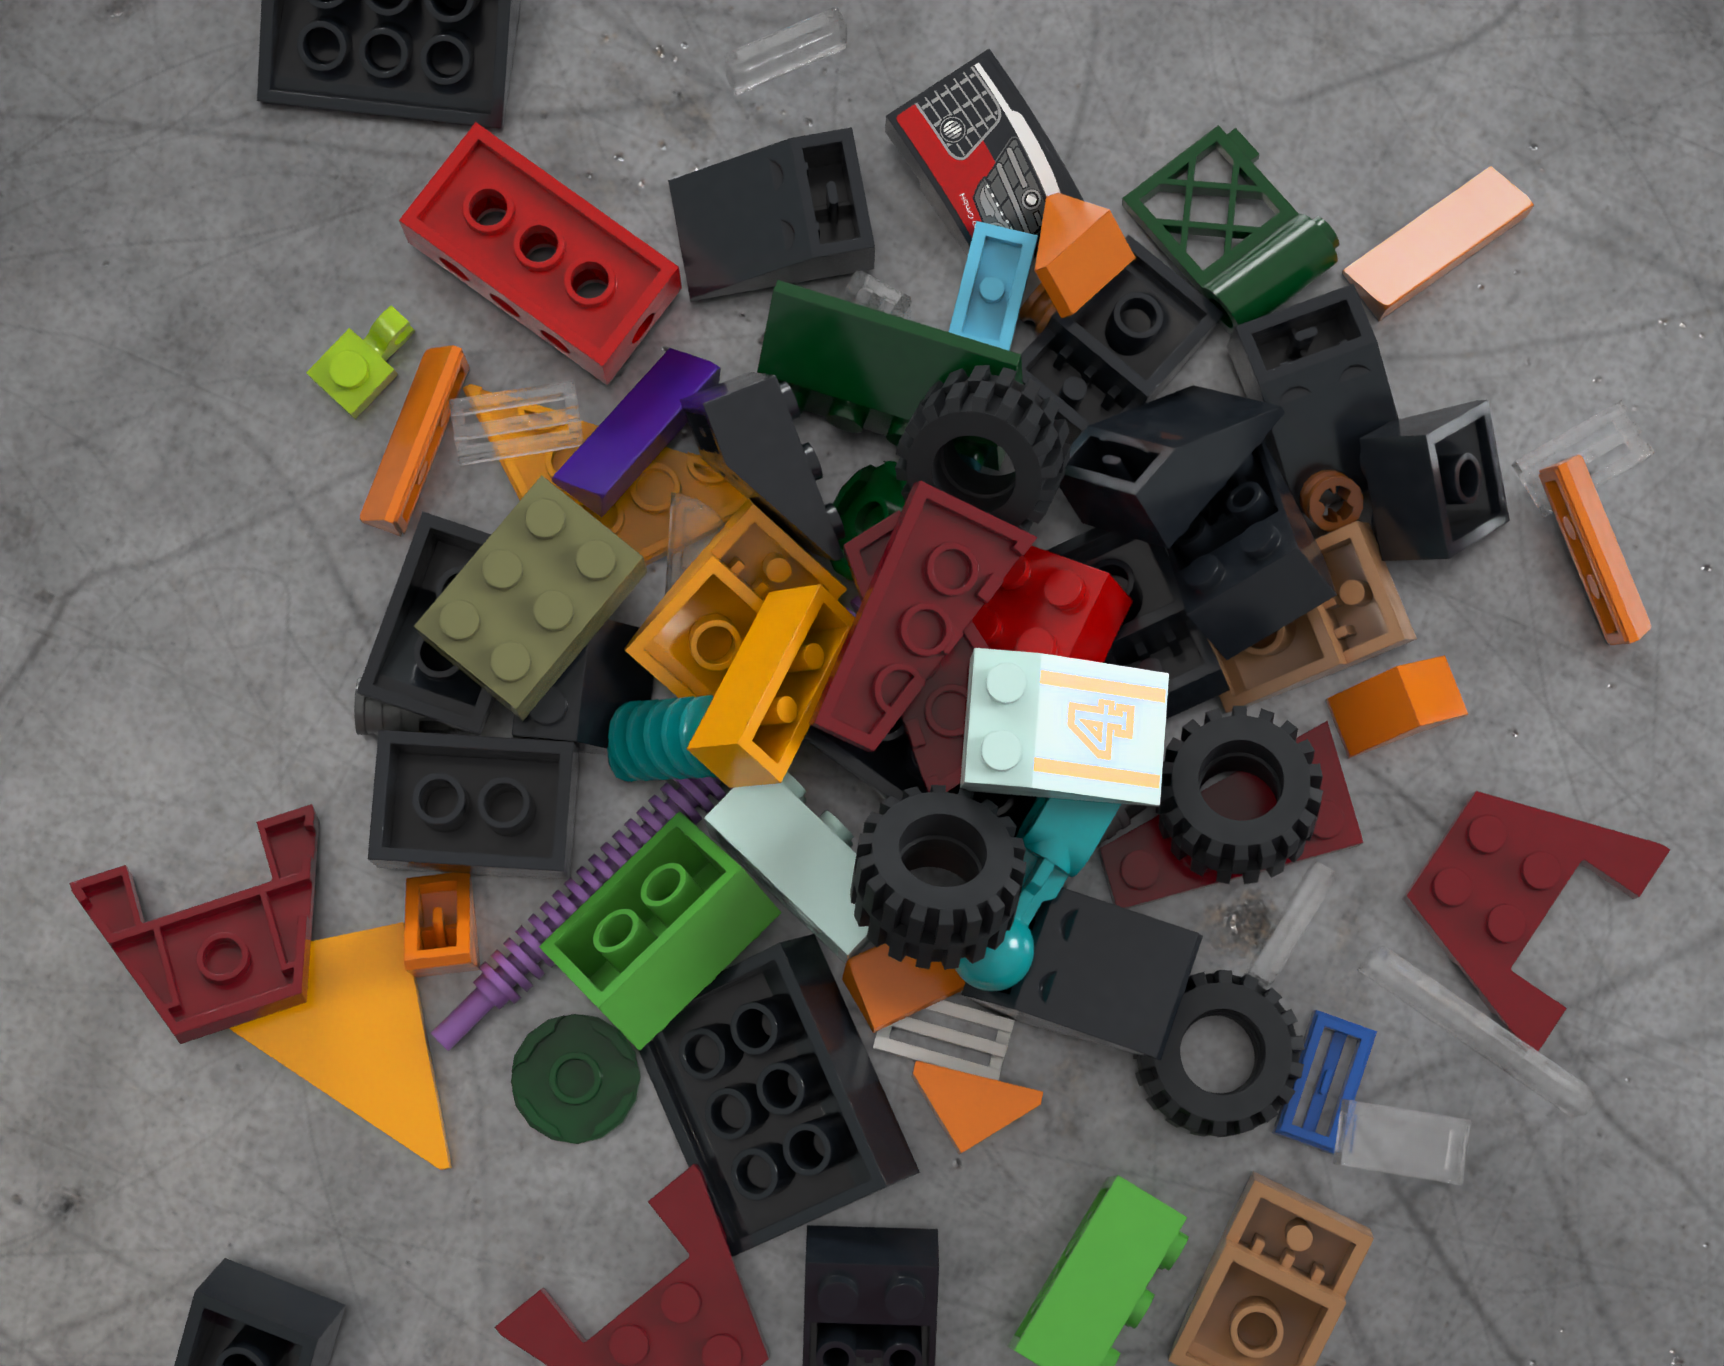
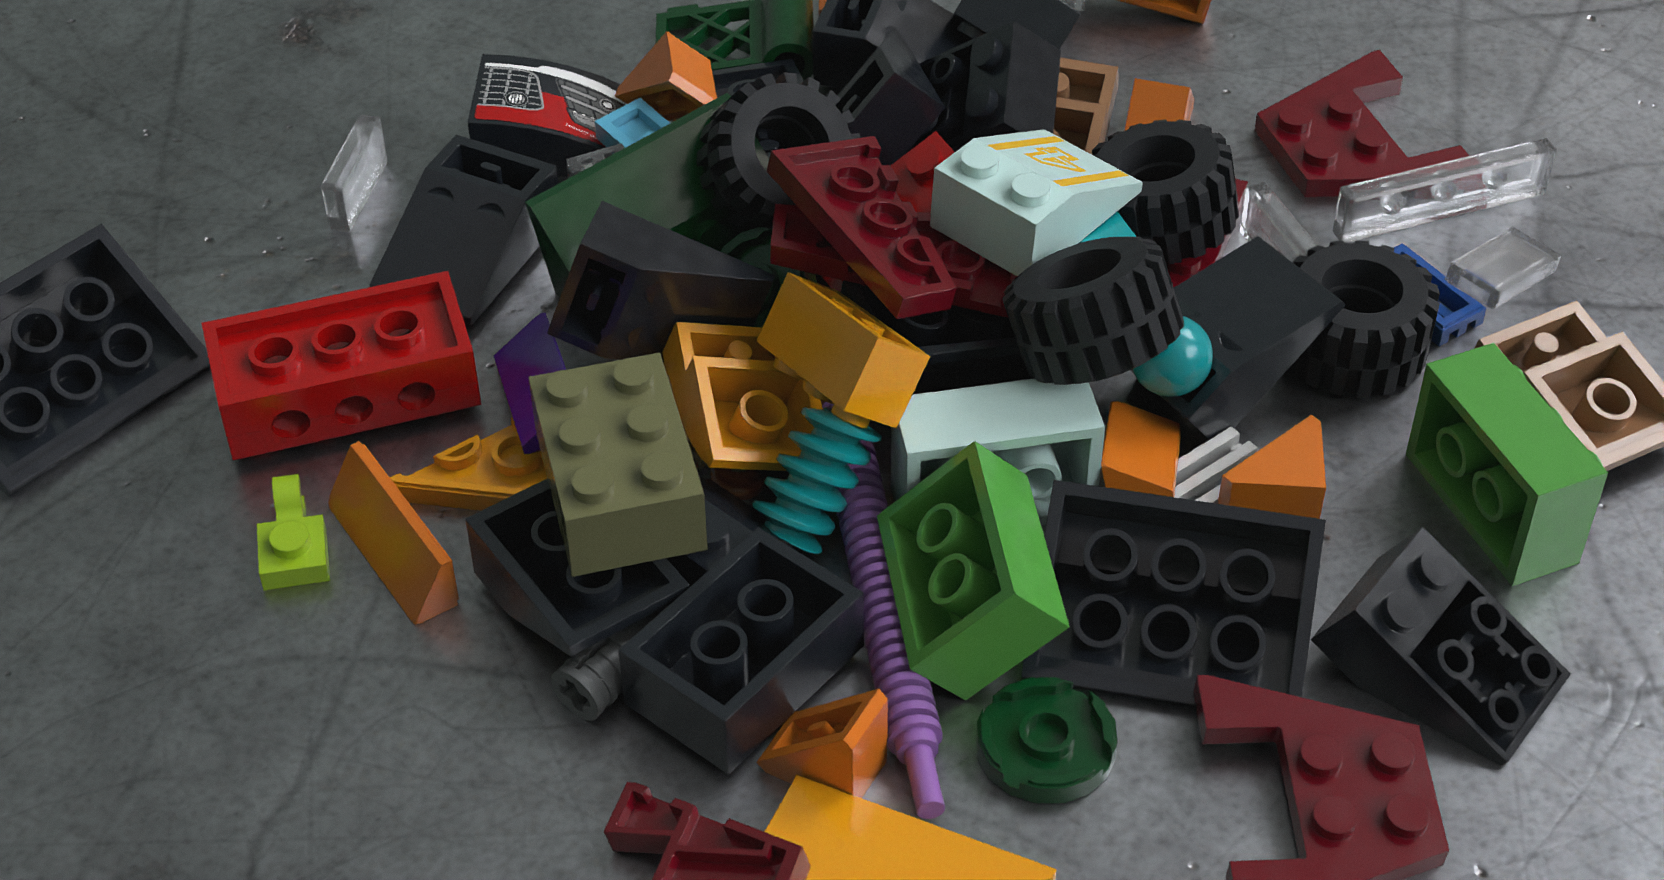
camera: 50 degrees left, 35 degrees down
(520, 446) = (462, 459): clear tile -> none

